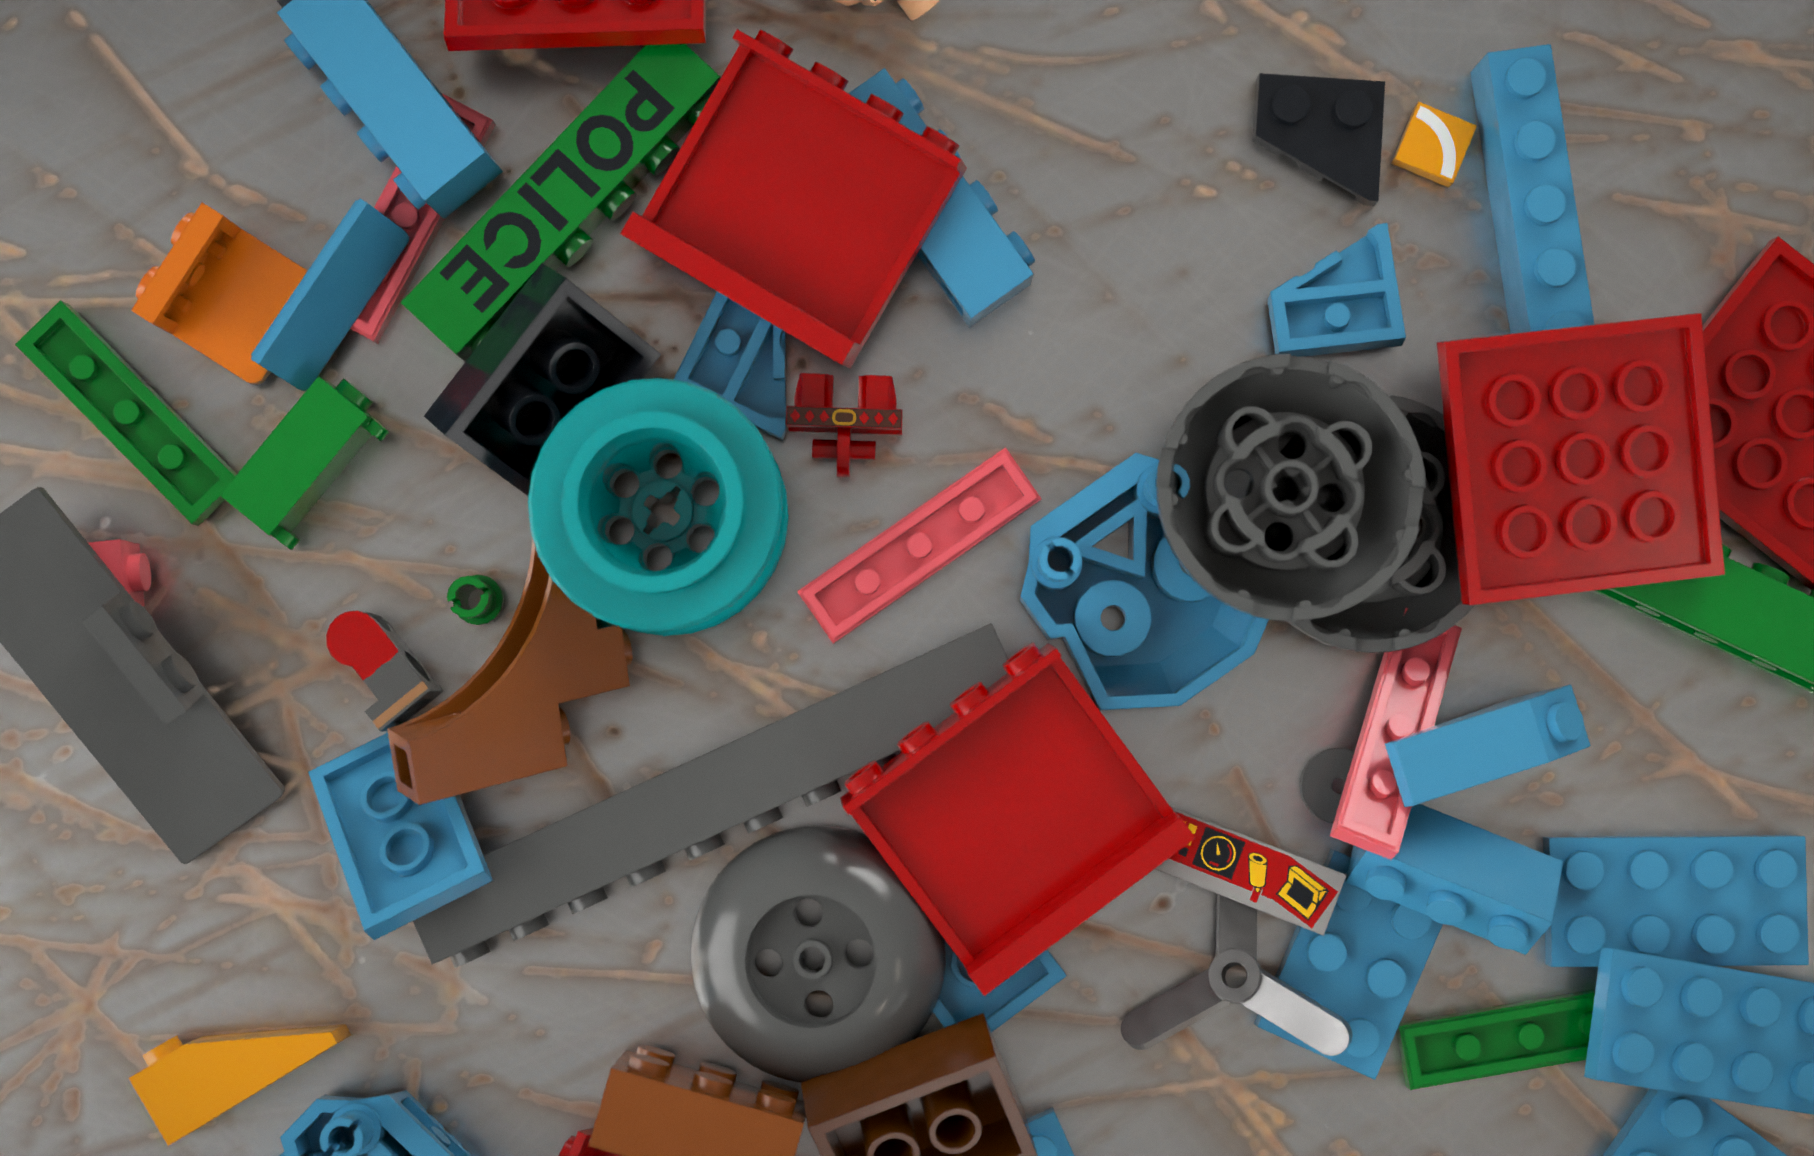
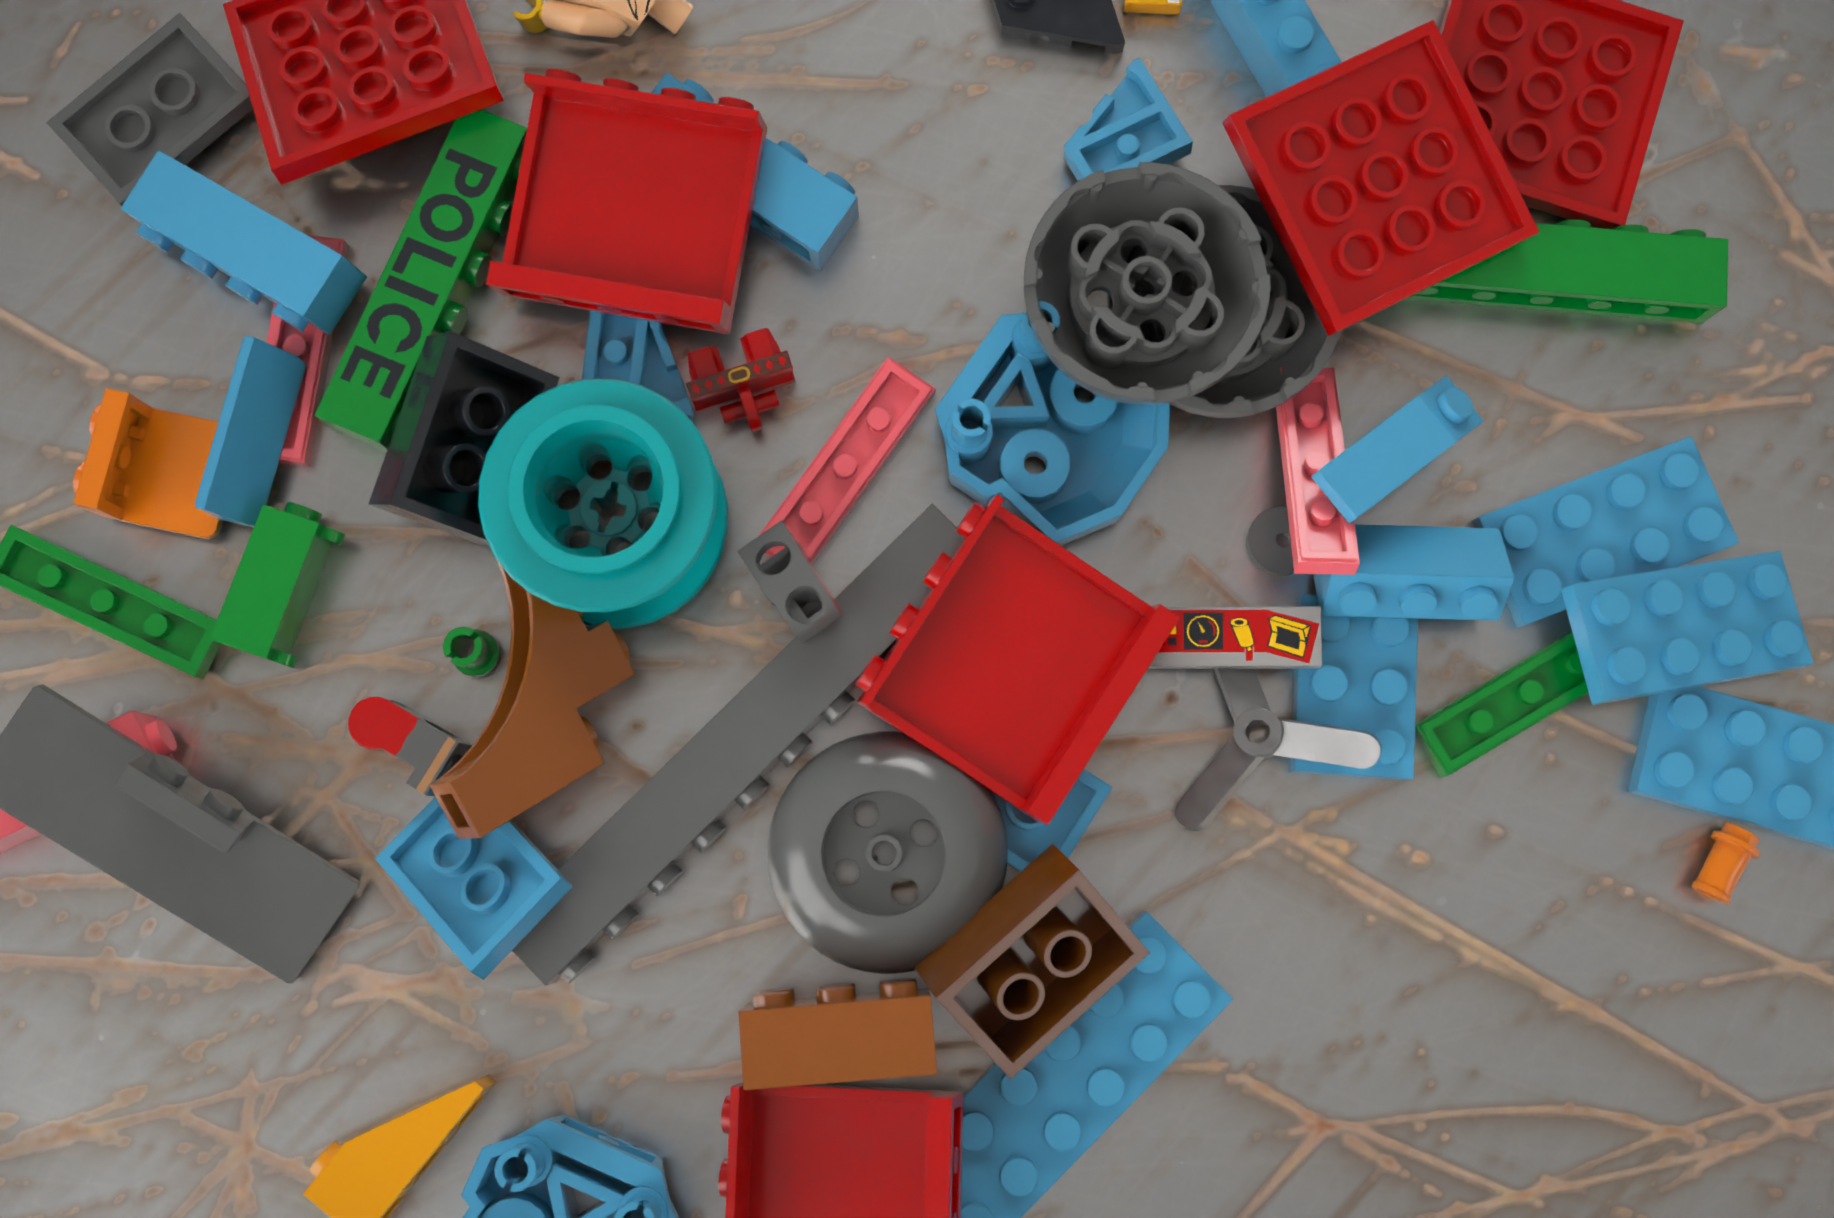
camera: 25 degrees left, 5 degrees down
(818, 654) = (791, 582): none -> dark grey leg

